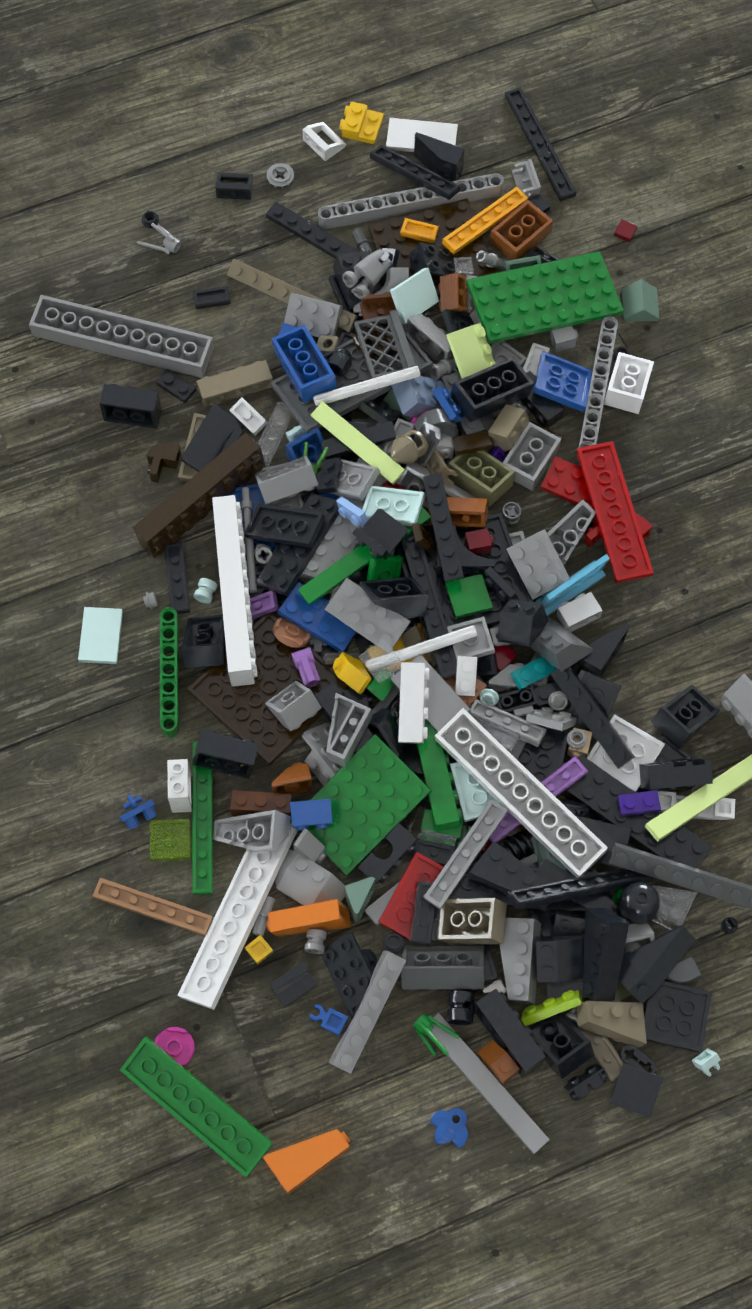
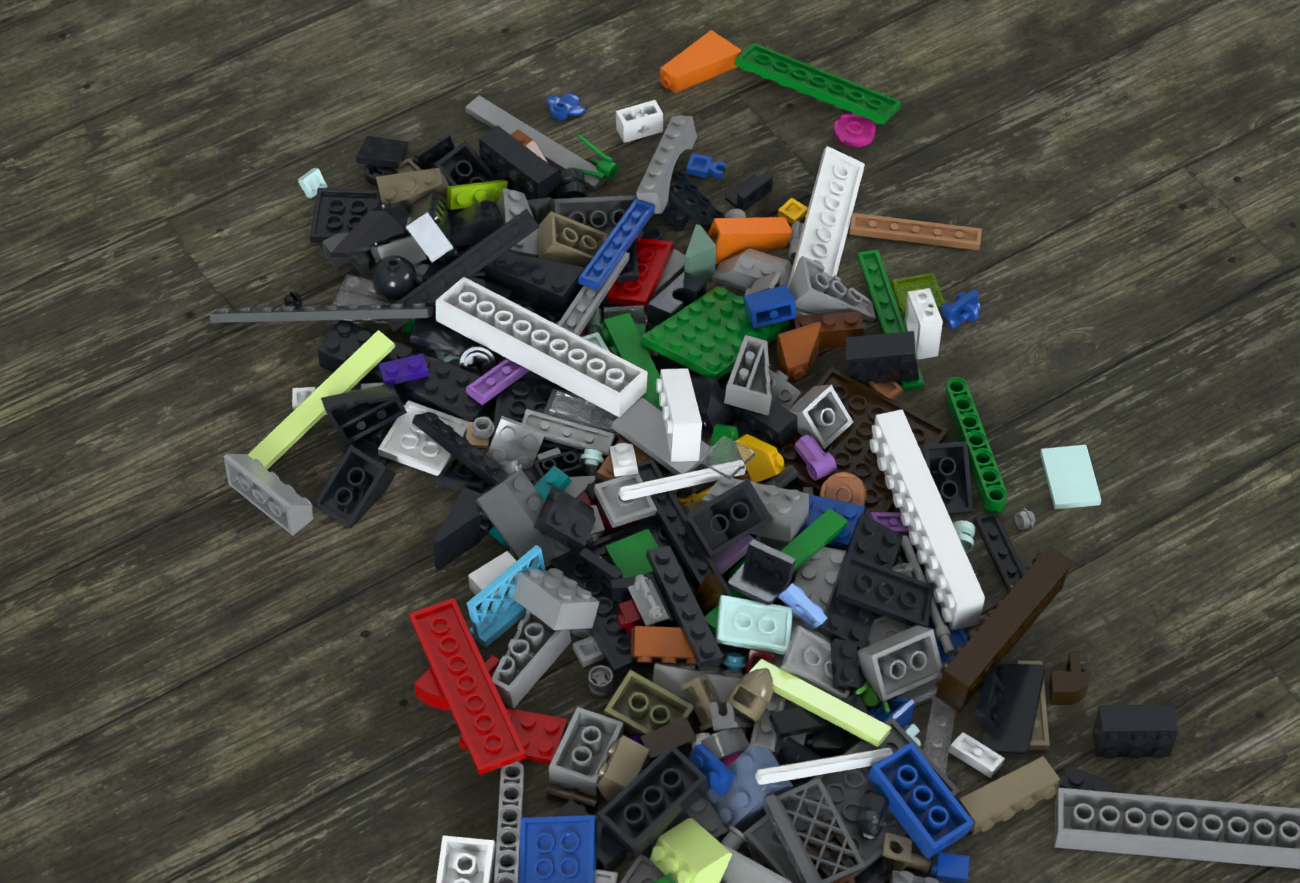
camera: 170 degrees right, 15 degrees down
(382, 1080) = (639, 121): none -> white brick
(433, 905) = (616, 245): none -> blue tile
(469, 536) = (647, 601): none -> light grey hinge

